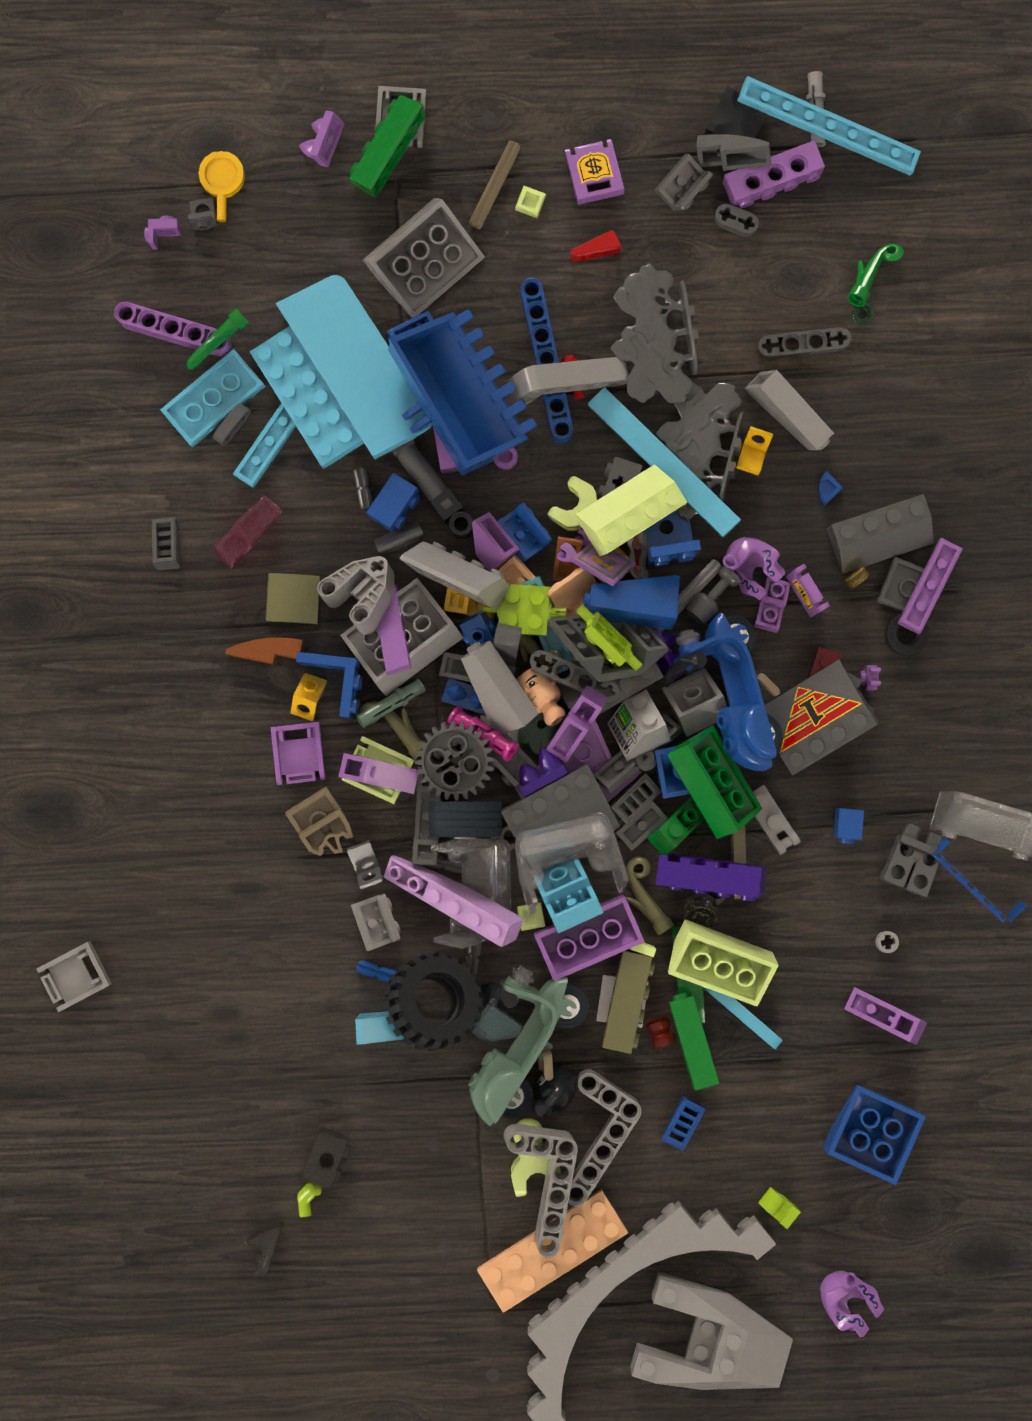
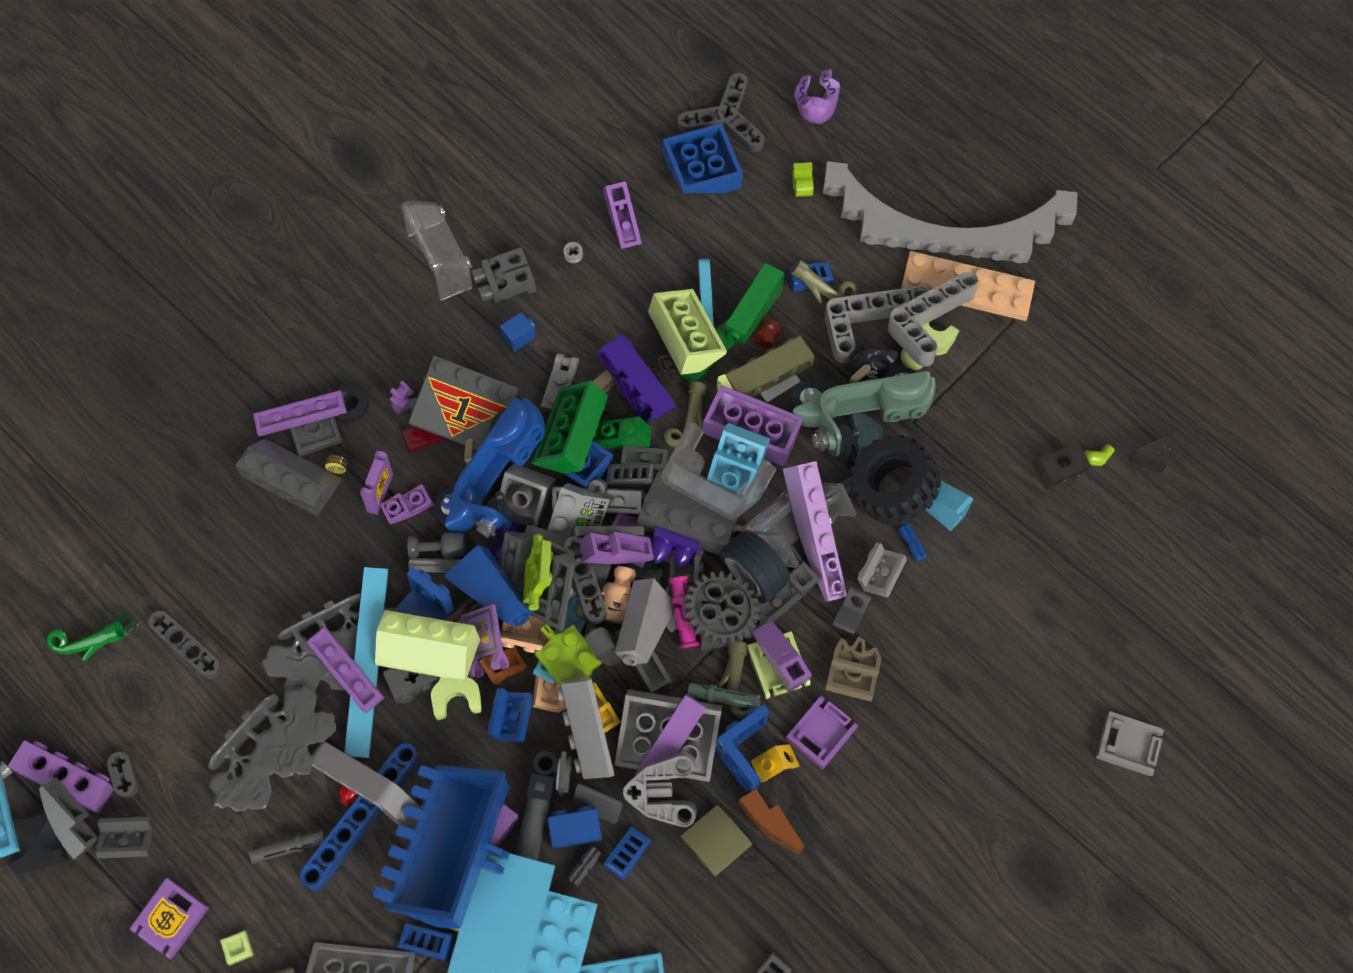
camera: 140 degrees left, 20 degrees down
(247, 531) = (698, 922): clear pink slope -> none
(331, 508) = (613, 868): none -> blue slope
(441, 531) = (564, 774): none -> dark grey piece
(462, 695) = (669, 653): blue tile -> none
(478, 628) = (612, 681): blue brick -> none
(492, 542) = (539, 726): medium lavender slope -> none
(531, 921) = (777, 480): yellowish green tile -> none
(575, 287) = (282, 847): none -> dark grey pin
(599, 731) = (582, 531): none -> dark grey tile
(601, 246) = (227, 855): red slope -> none
(669, 438) = (345, 670): none -> medium lavender tile
(687, 1114) = (817, 285): none -> olive plant
(726, 1346) = (915, 145): light grey wedge -> none
(745, 556) = (386, 549): medium lavender piece -> none
(753, 453) = (310, 602): yellow bracket -> none
(789, 409) = (247, 610): light grey slope -> none
(828, 488) = (285, 538): blue tile -> none
(911, 1195) = (729, 123): none -> dark grey piece
(1012, 914) = (479, 195): blue piece -> none

